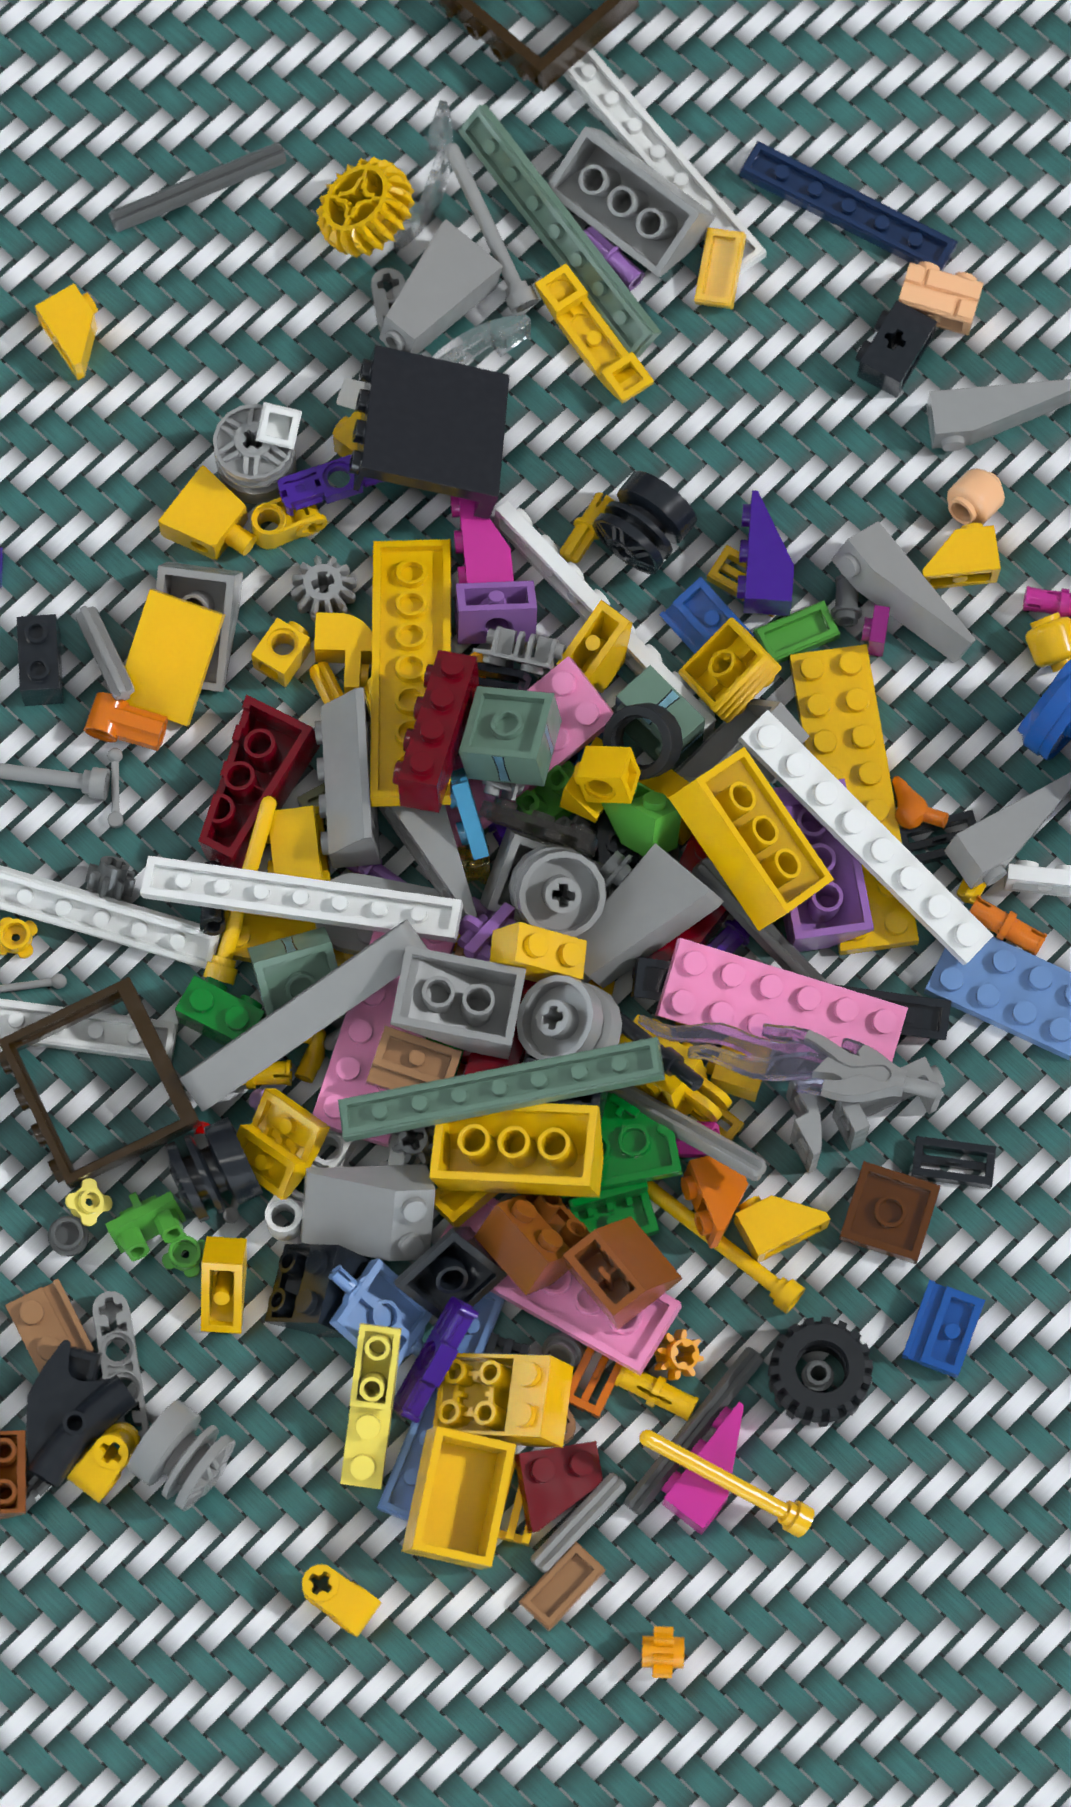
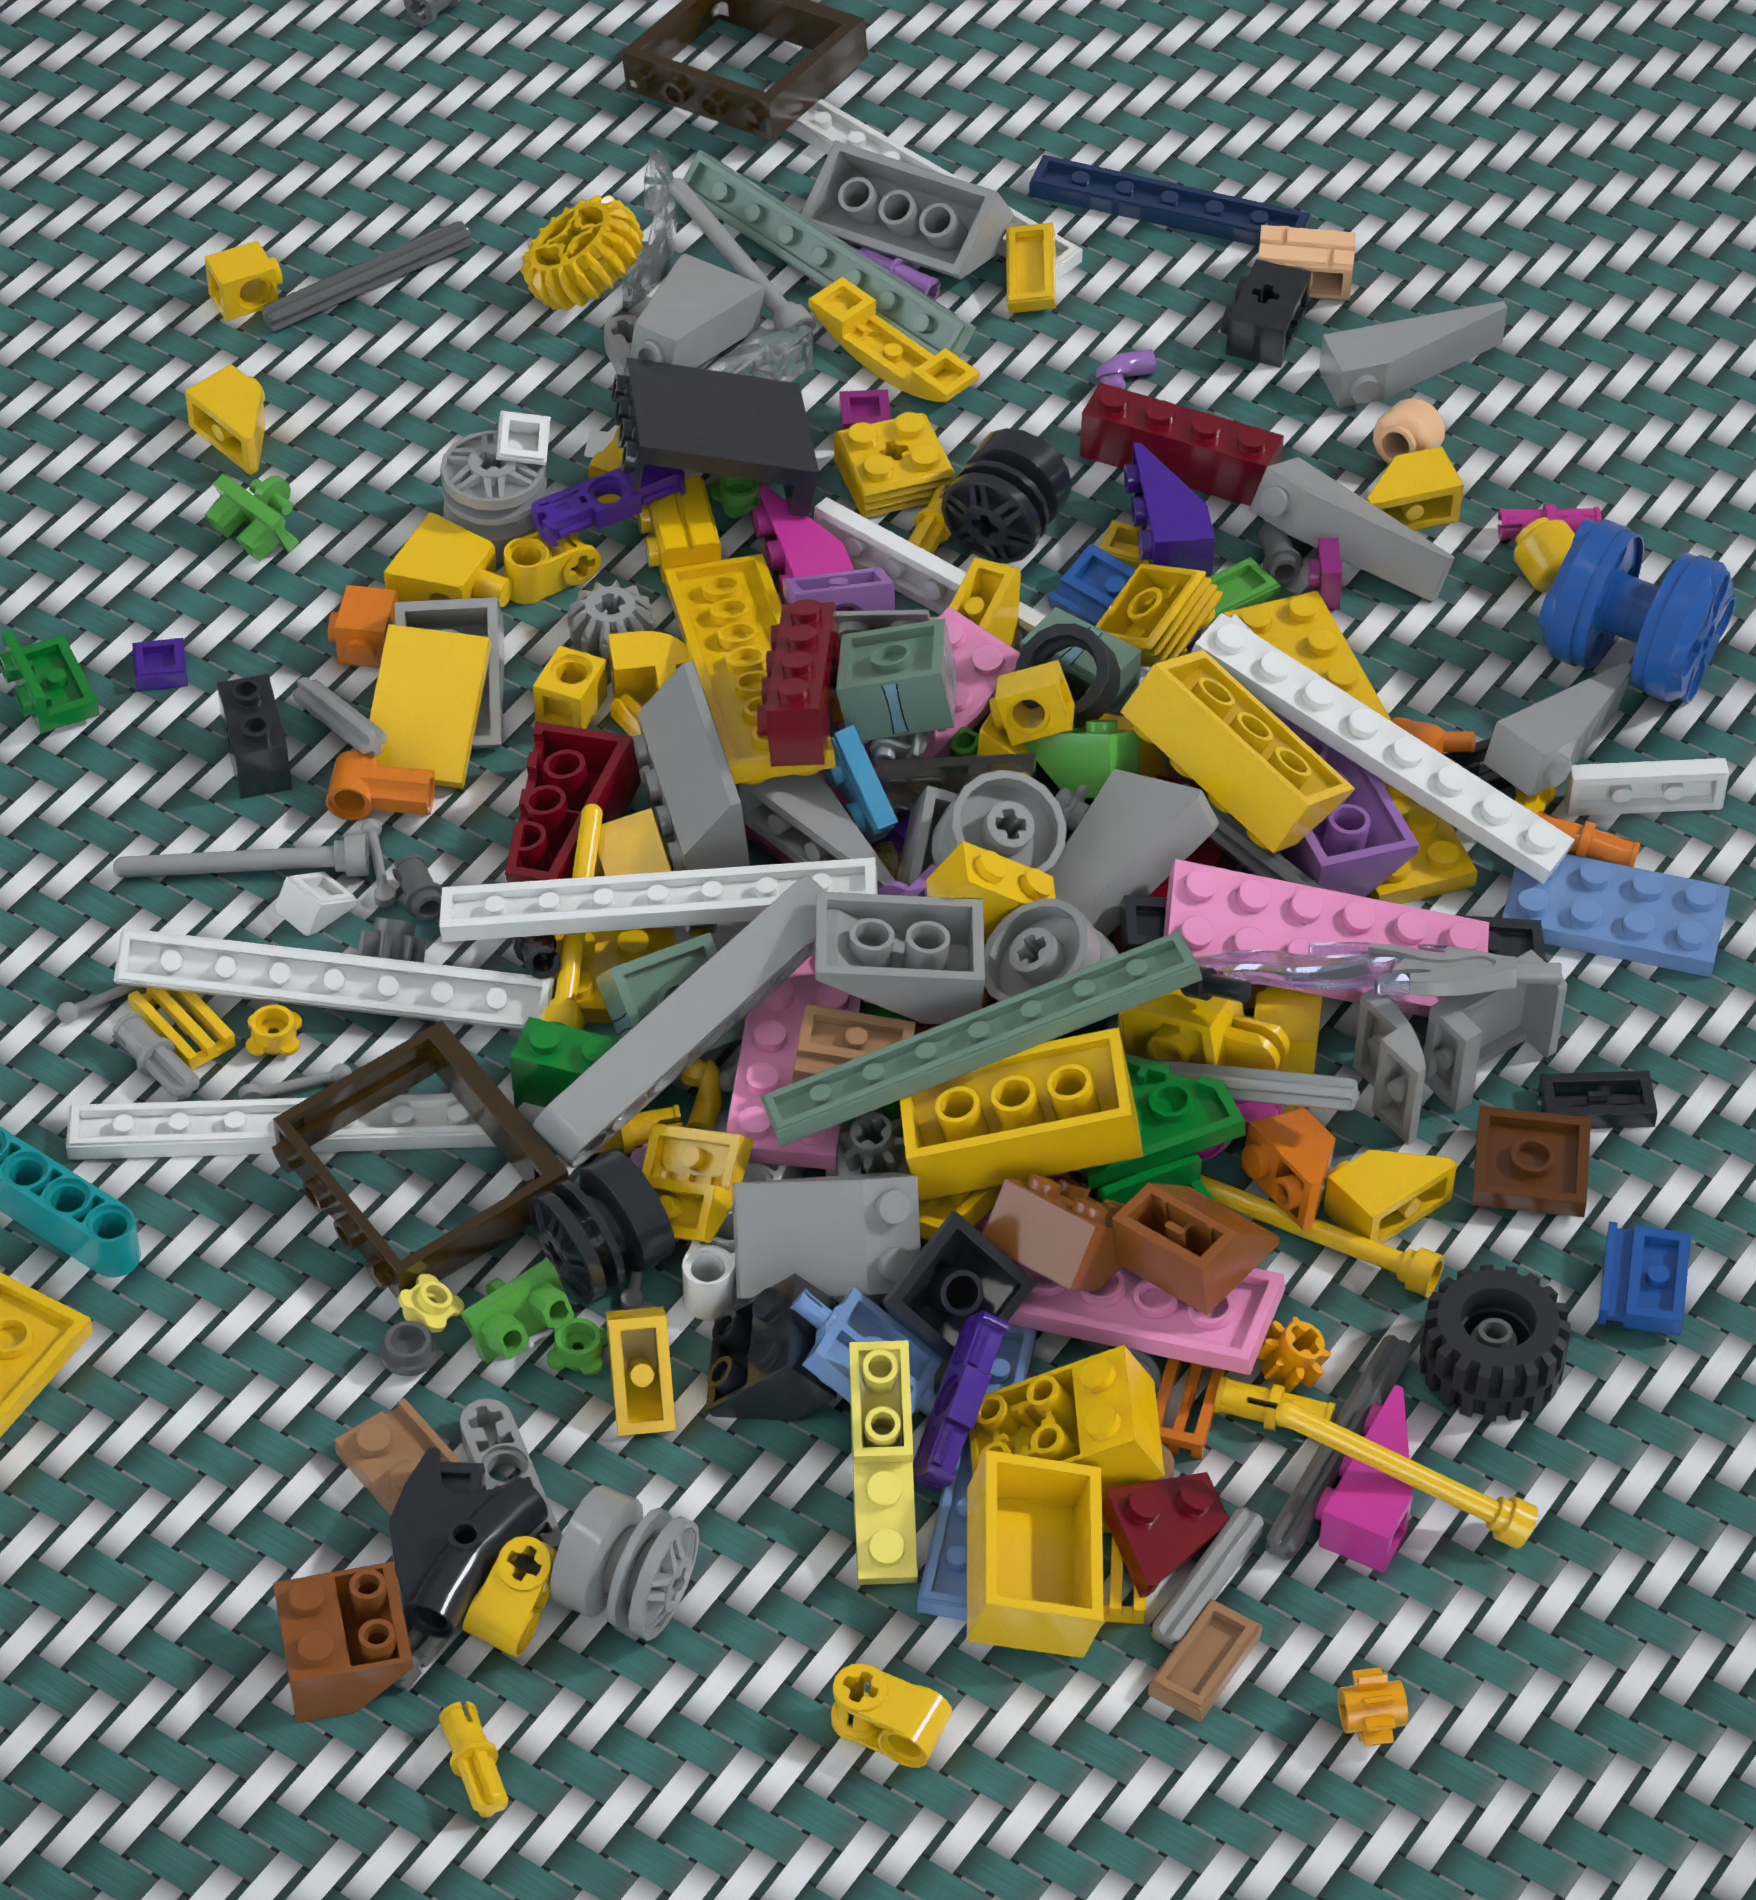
camera: 10 degrees left, 25 degrees down
(58, 1581) = (473, 1758): none -> yellow axle
(61, 422) = (259, 510): none -> bright green hips
(63, 817) = (313, 901): none -> white slope
(99, 181) = (242, 279): none -> yellow brick
(137, 563) = (362, 625): none -> orange brick
(141, 832) = (421, 892): none -> dark grey pin
(392, 512) = (680, 529): none -> yellow brick
(551, 474) = (892, 463): none -> yellow brick
(558, 403) = (863, 406): none -> magenta plate
(767, 383) = (1126, 365): none -> medium lavender arm
(794, 480) = (1196, 446): none -> dark red brick

